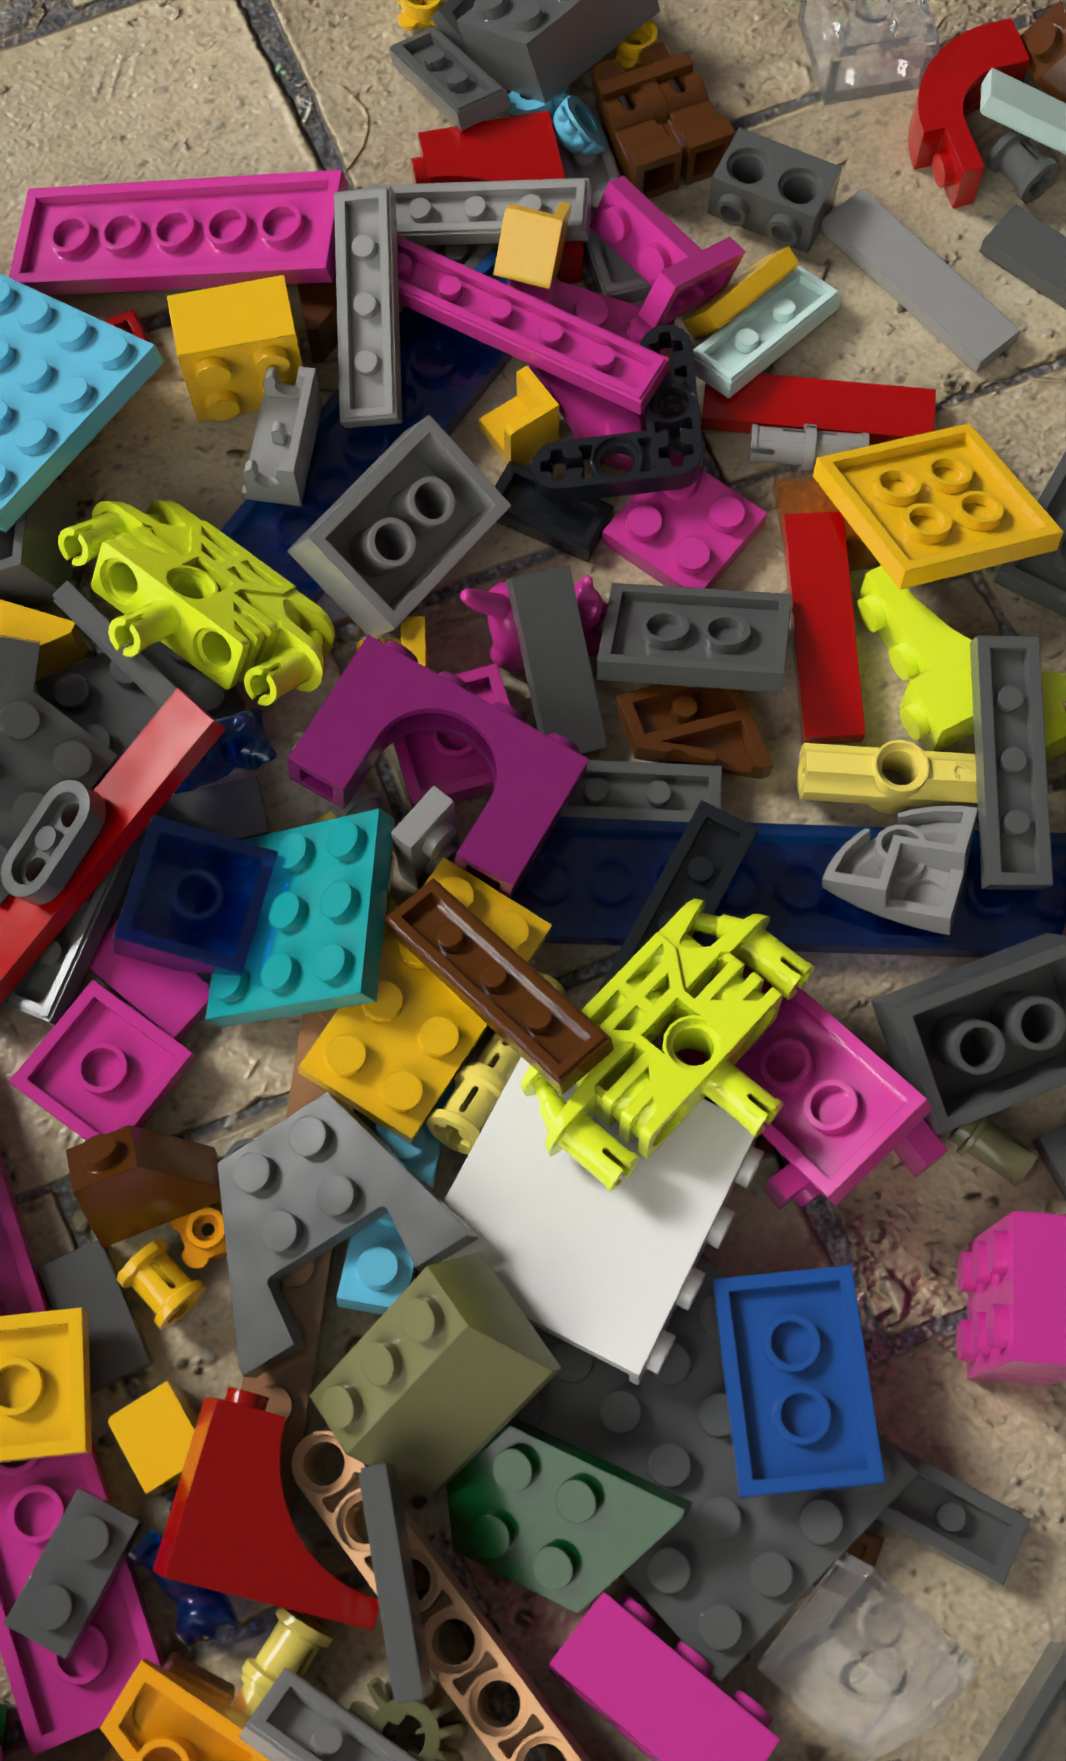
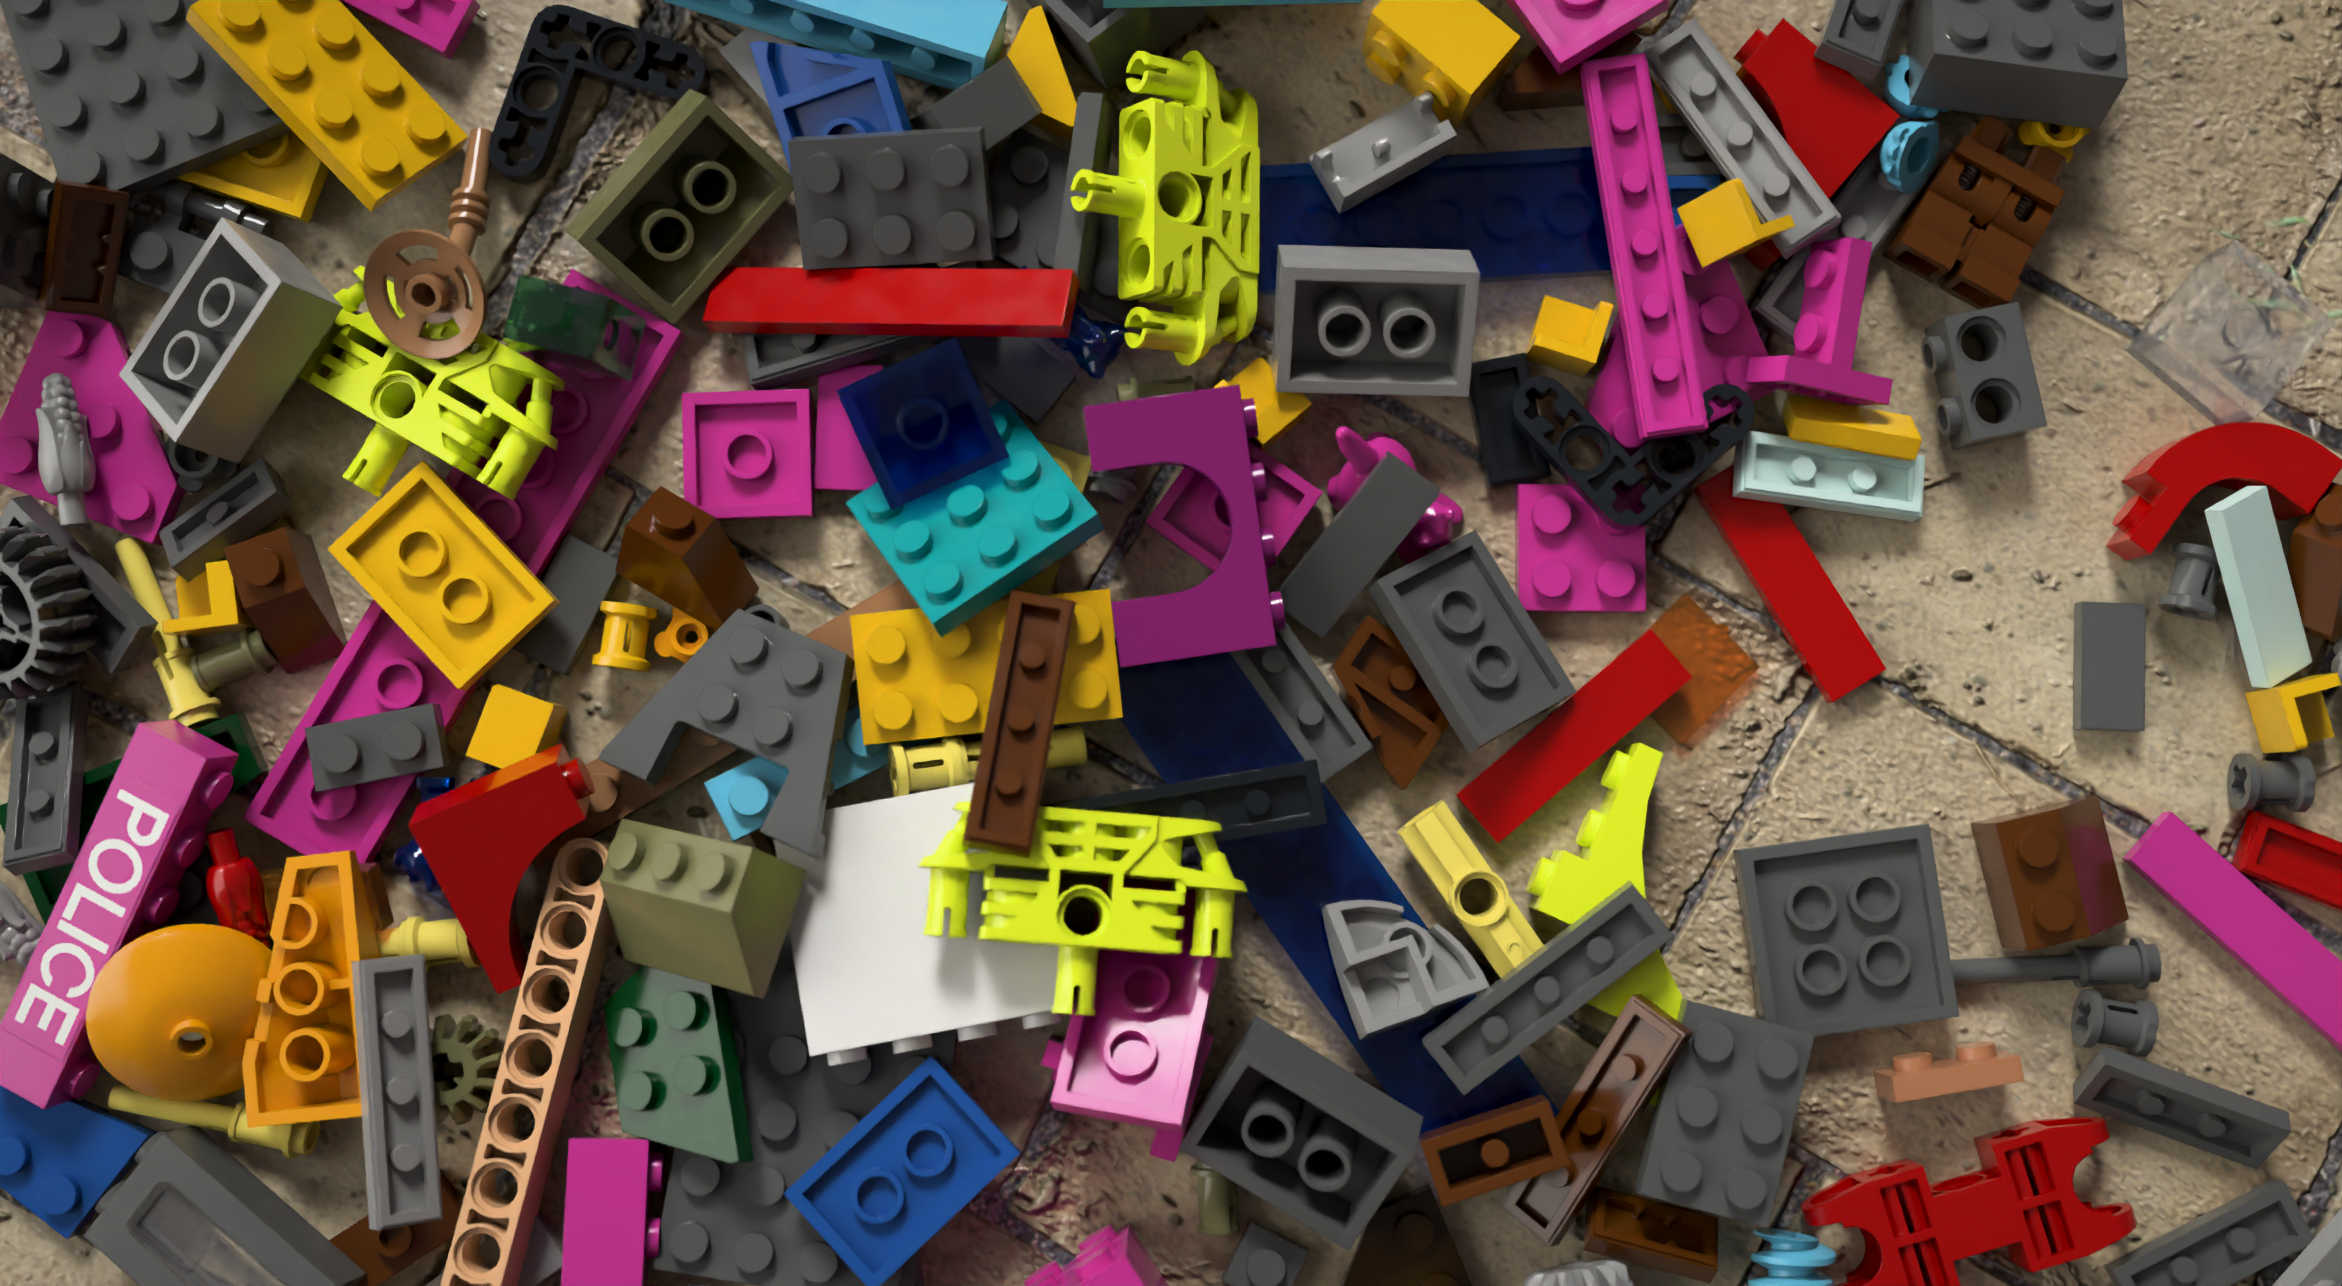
camera: 50 degrees right, 15 degrees up
(53, 842) = (879, 276): dark grey plate -> none
(368, 307) = (1559, 125): light grey tile -> none
(395, 1583) = (534, 989): dark grey tile -> none
(426, 837) = (1116, 563): light grey plate -> none
(799, 445) = (1741, 599): light grey pin -> none
(920, 280) = (1996, 571): light grey tile -> none
(936, 505) = (1754, 755): yellow plate -> none

